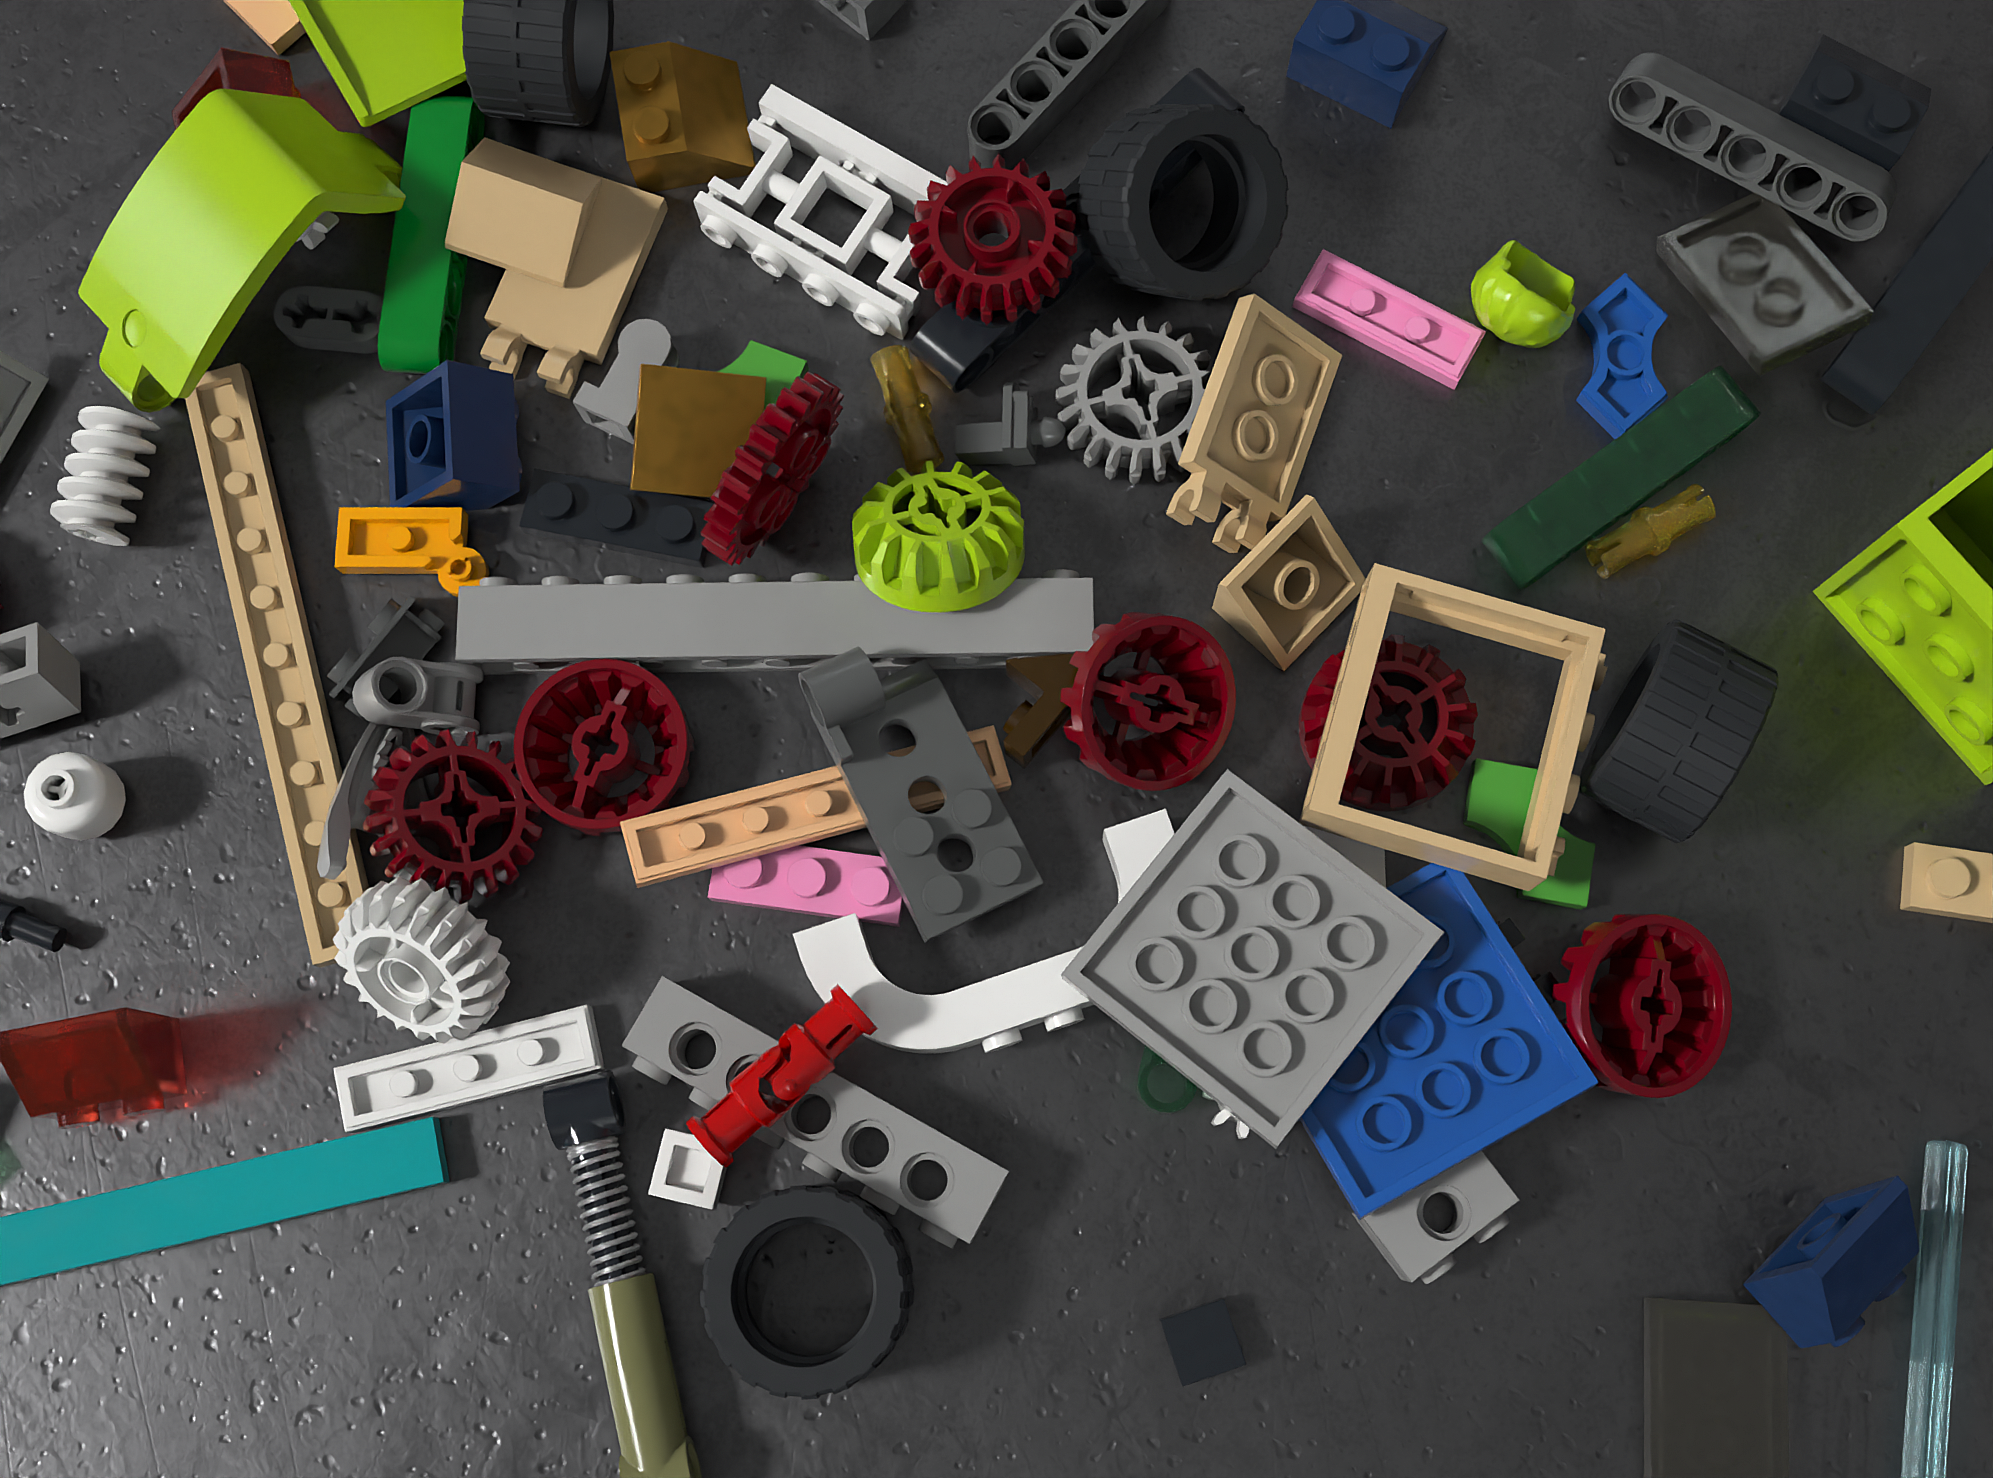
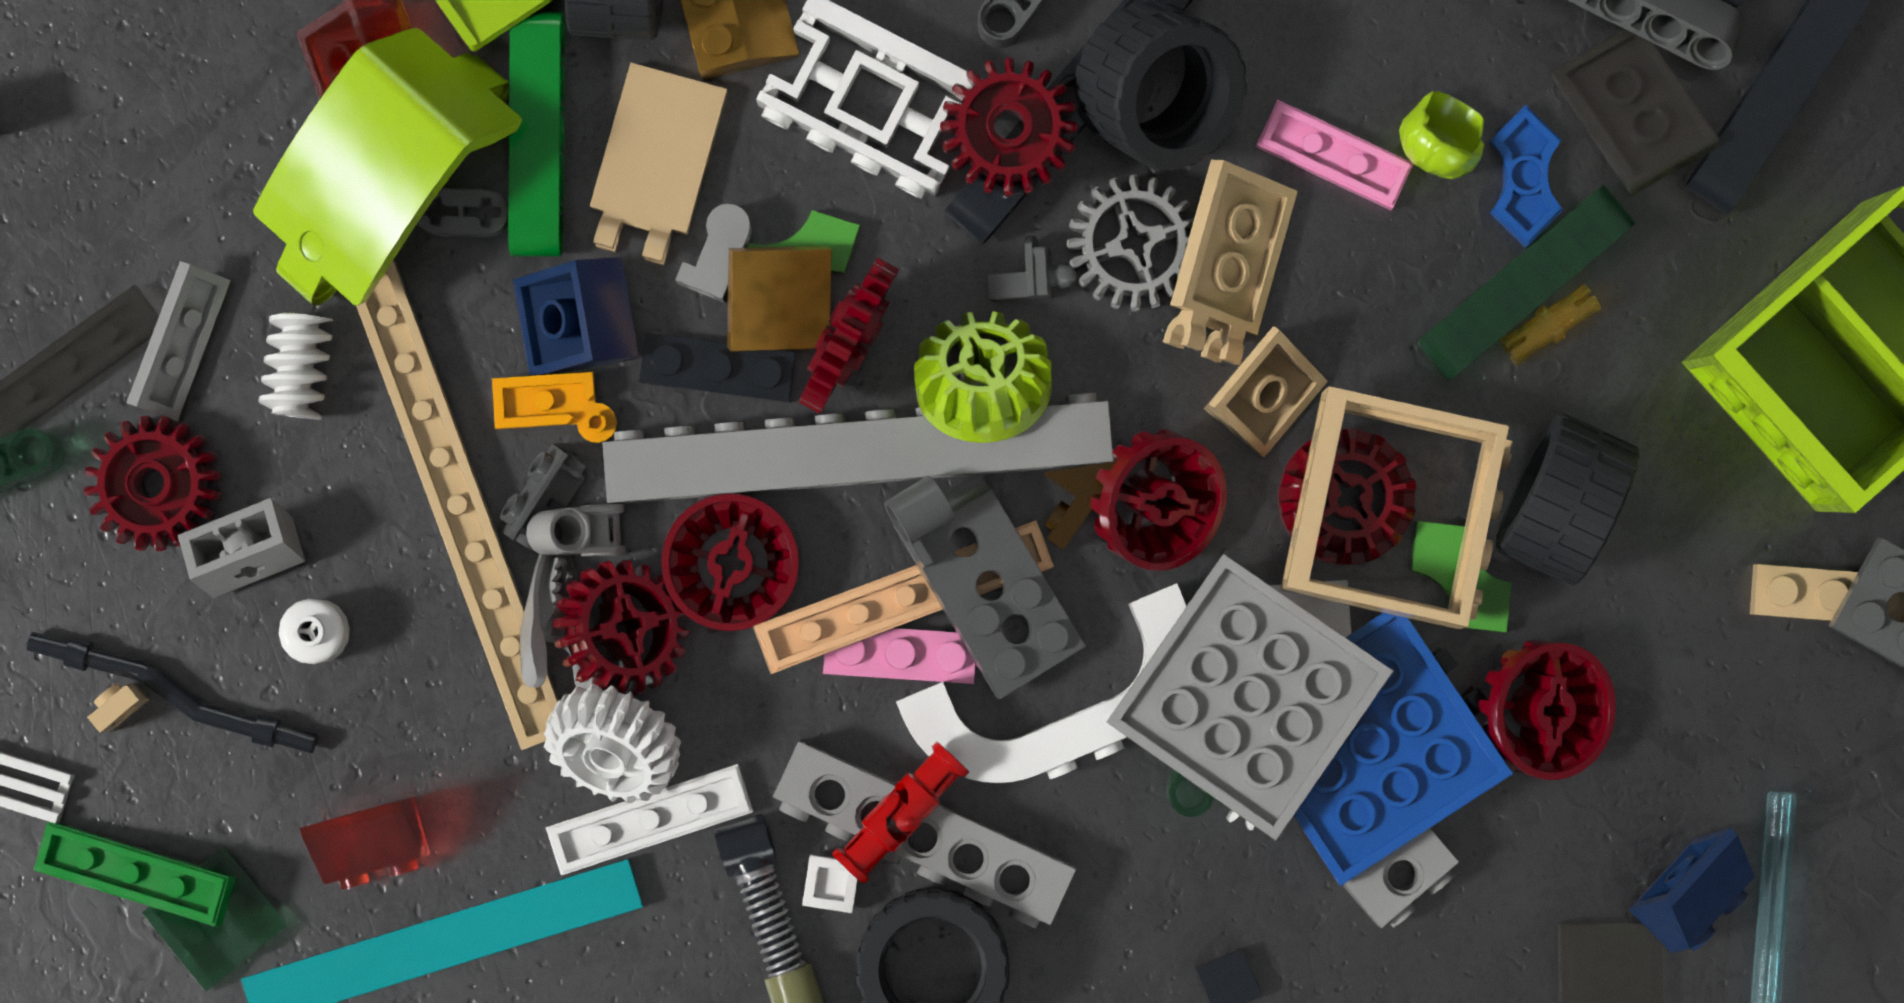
camera: 10 degrees left, 10 degrees up
(520, 211) = (615, 116): tan slope -> none
(906, 407) = (945, 261): clear yellow pin -> none

